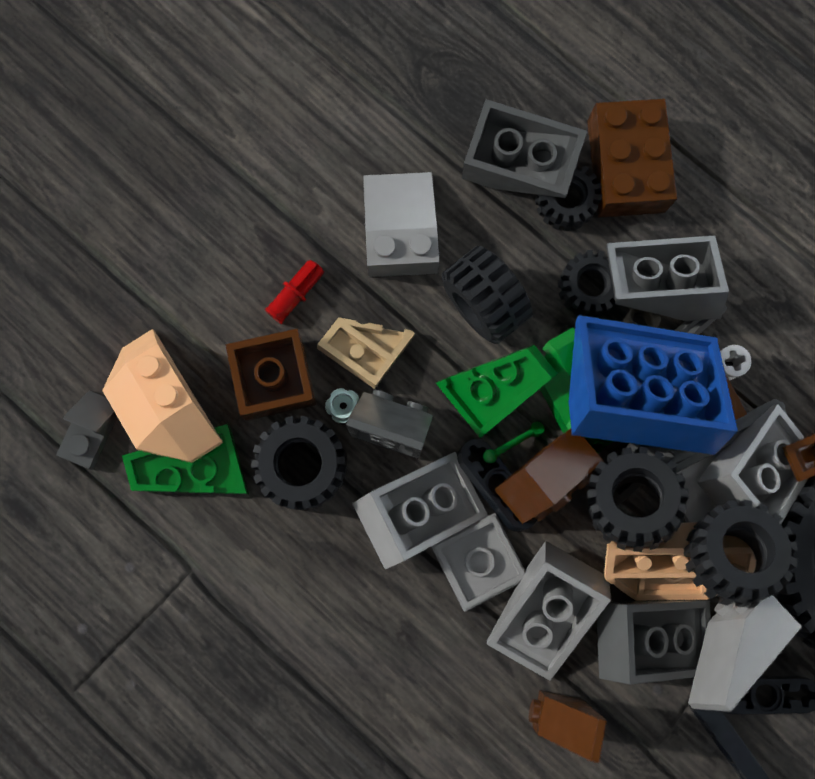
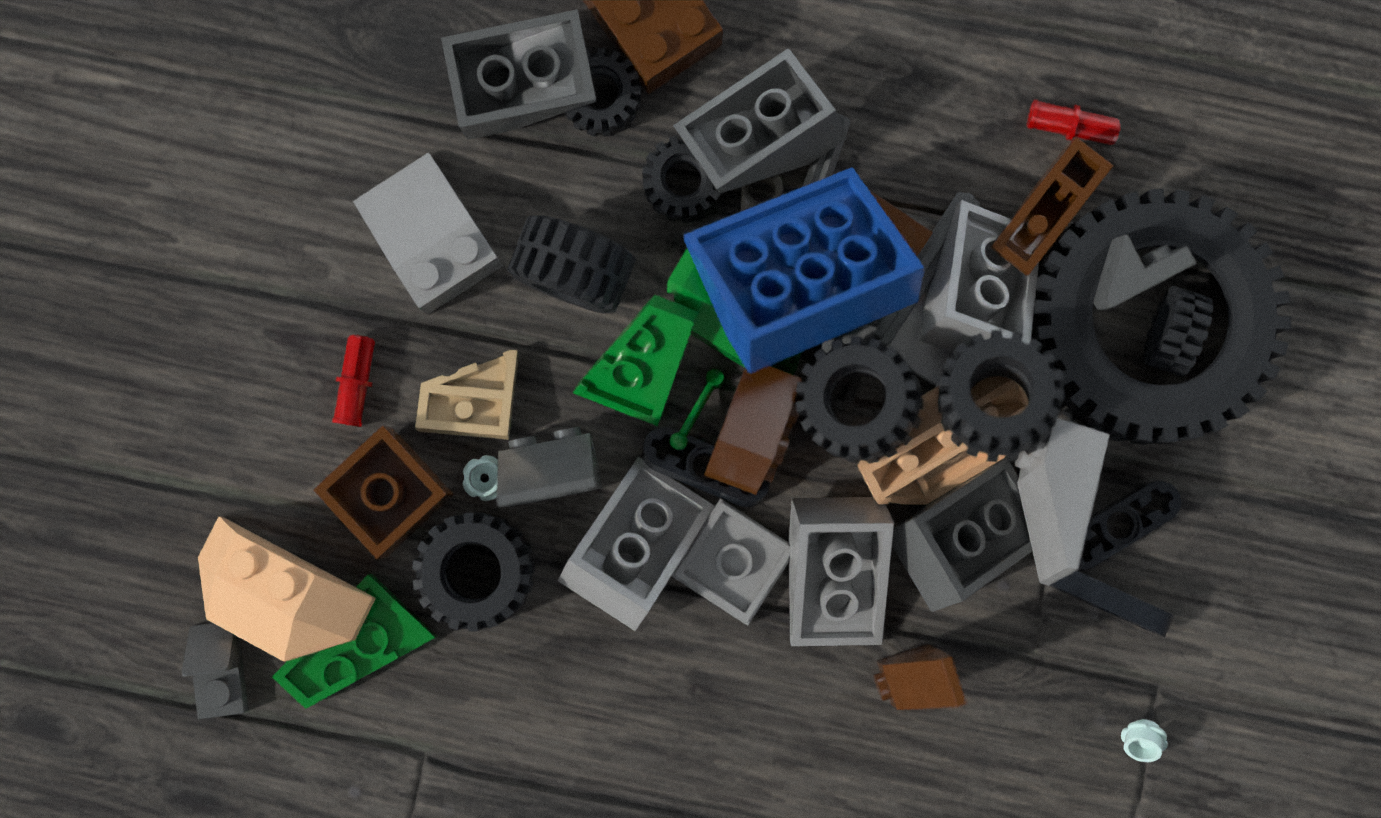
camera: 30 degrees left, 5 degrees up
(740, 358) = (882, 169): white bush -> none

